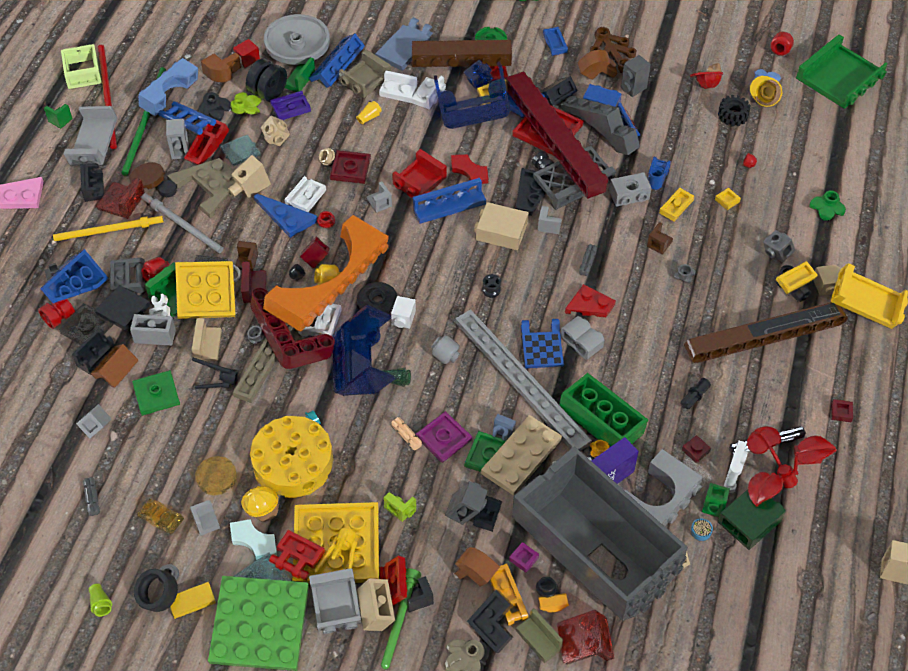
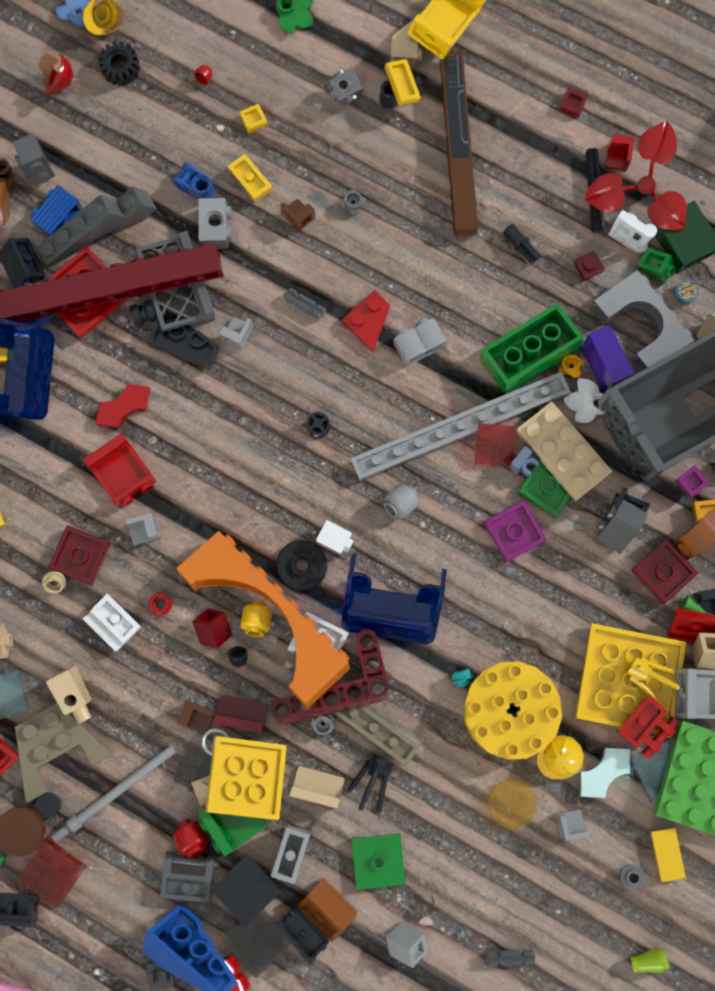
camera: 75 degrees left, 25 degrees up
(142, 586) = (666, 907): black tyre -> none
(143, 221) = (100, 843): yellow bar -> none
(160, 307) = (264, 843): white plate -> none
(160, 517) = (553, 877): clear yellow slope -> none
(287, 217) = (142, 651): blue wing -> none
(398, 508) = (598, 603): lime bracket -> none
(402, 376) = (424, 566): clear green cone -> none
(406, 433) = (503, 572): light nougat axle -> none
(437, 553) = (664, 571): none -> dark red plate
(449, 203) = (174, 444): blue fence -> none
(501, 226) = (230, 390): tan brick -> none
(513, 404) = (495, 444): none -> clear red piece
(542, 348) = (419, 390): blue flag -> none
(626, 119) = (87, 195): blue slope -> none

